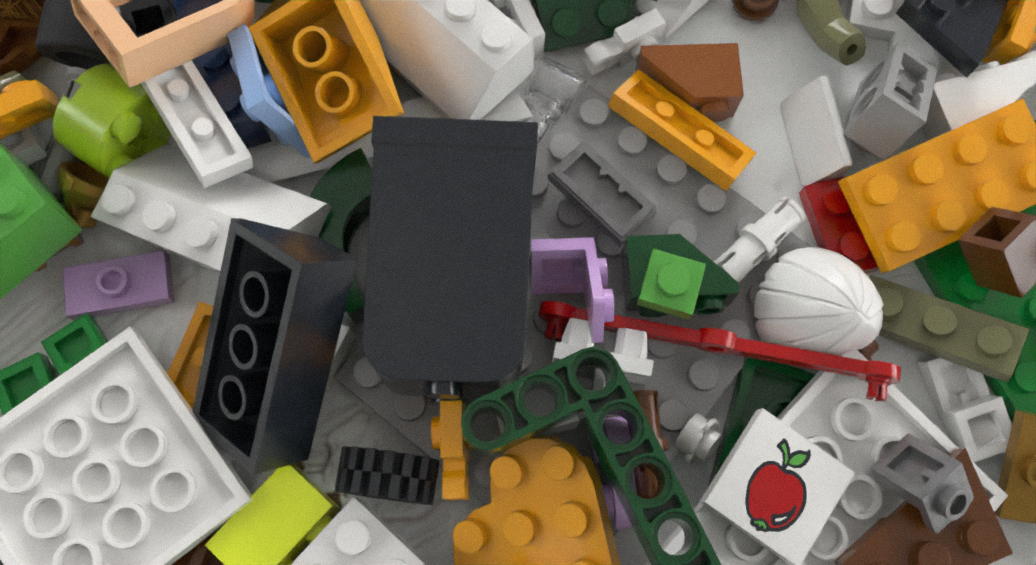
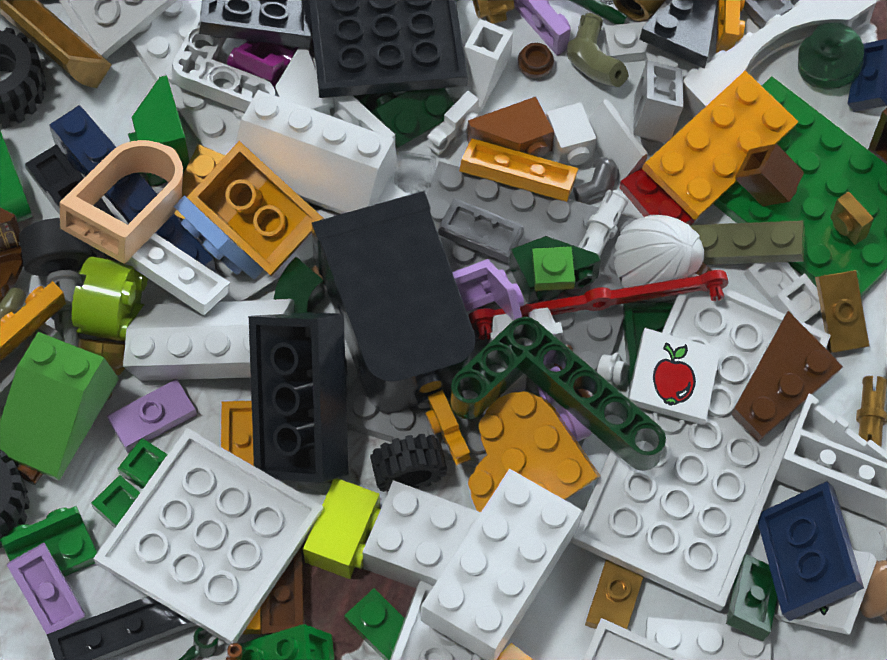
camera: 20 degrees left, 10 degrees down
(766, 107) = (573, 134): none -> white brick
(780, 178) = (602, 181): none -> flat silver arm
(925, 480) = (768, 335): flat silver bracket -> none

